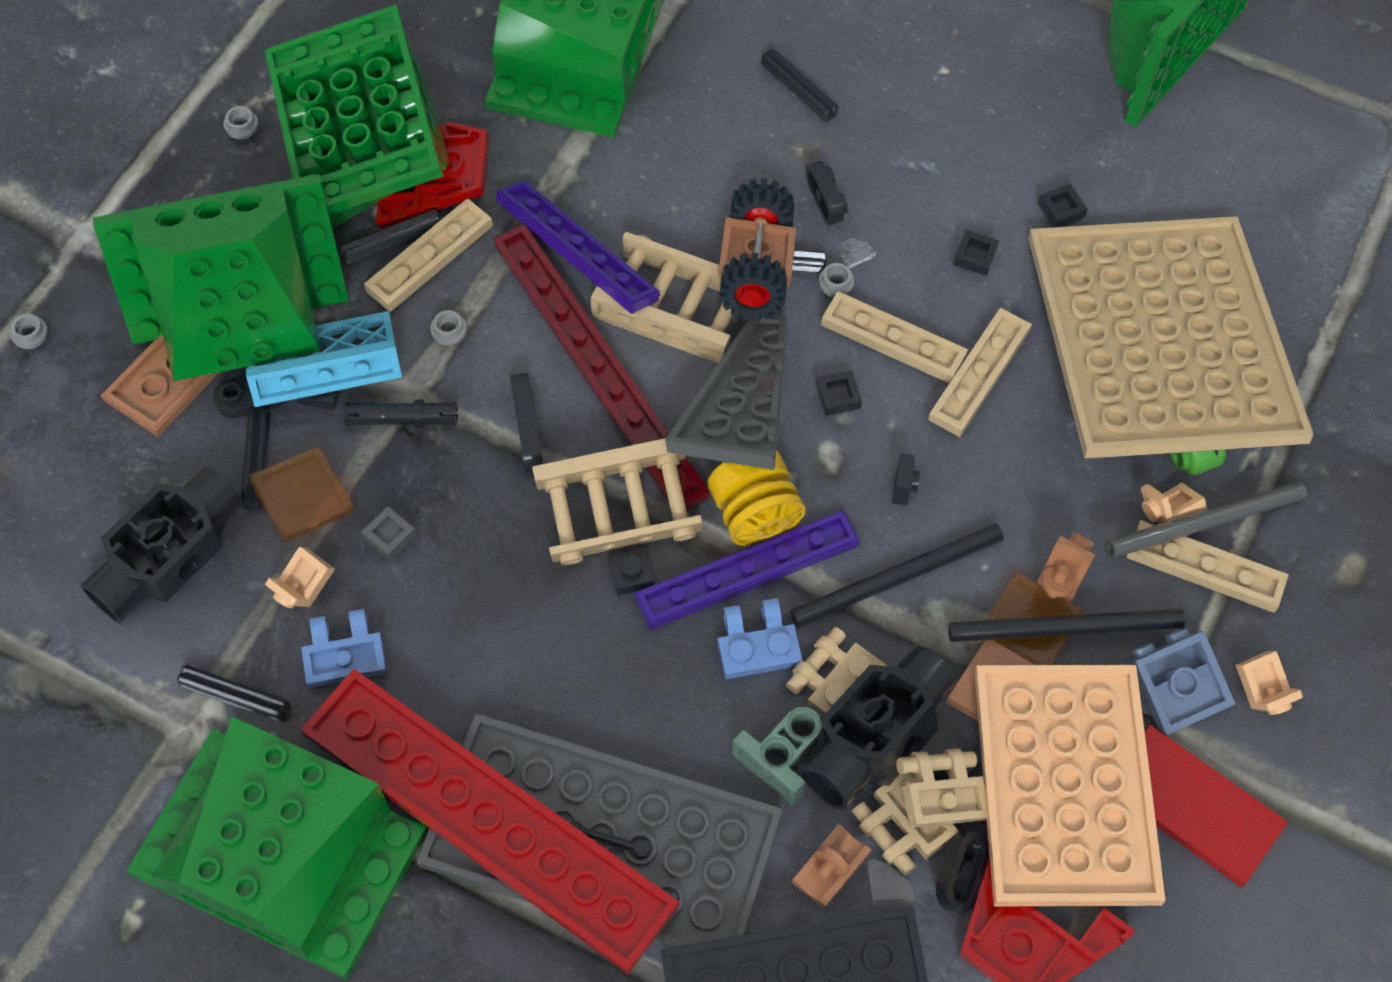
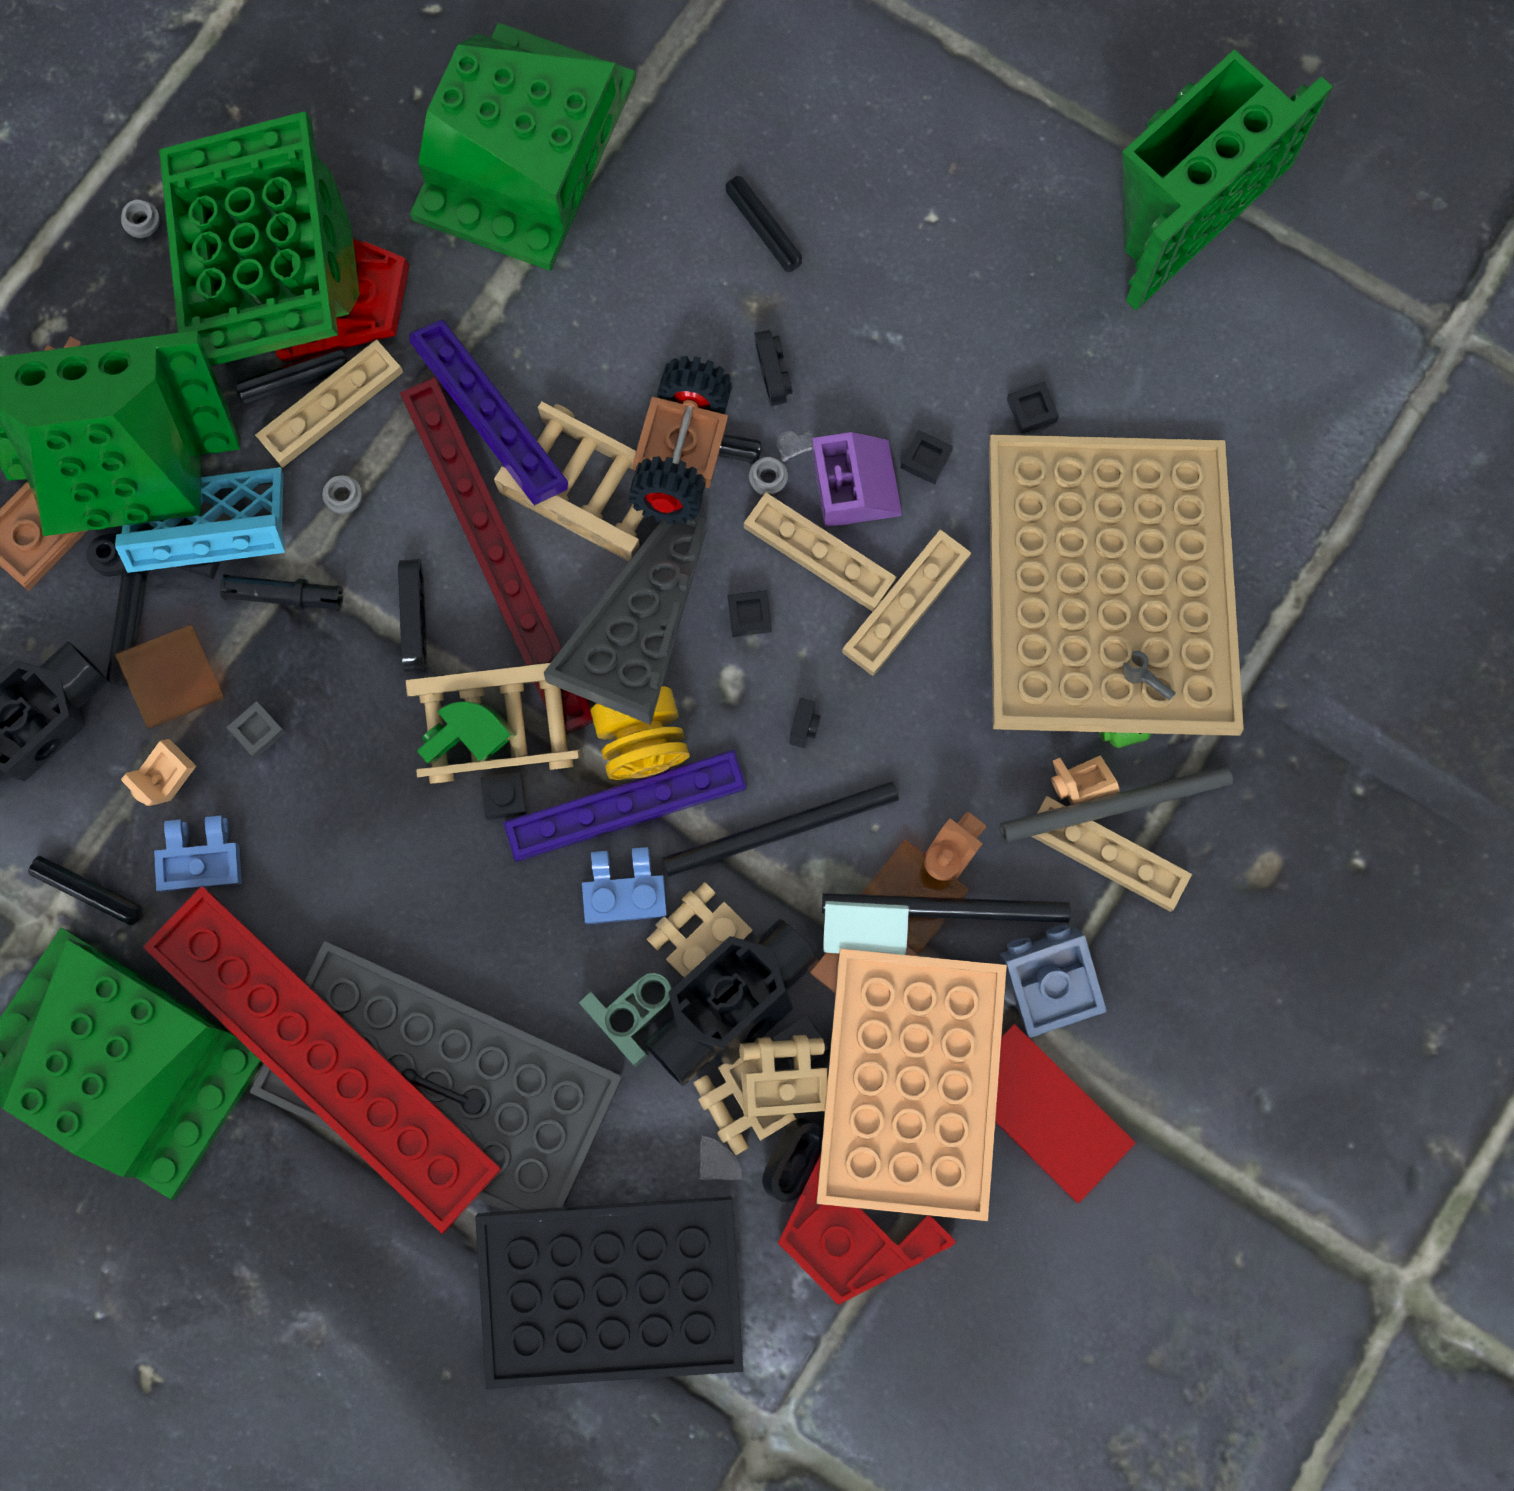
camera: 10 degrees right, 15 degrees up
(597, 497) = (471, 722): none -> green brick
(831, 866) = (661, 1142): nougat hips -> none
(914, 273) = (854, 478): none -> medium lavender slope
(995, 645) = (865, 927): none -> light aqua slope
(1207, 395) = (1137, 675): none -> dark grey hand
(1267, 683) = (1144, 993): light nougat bracket -> none

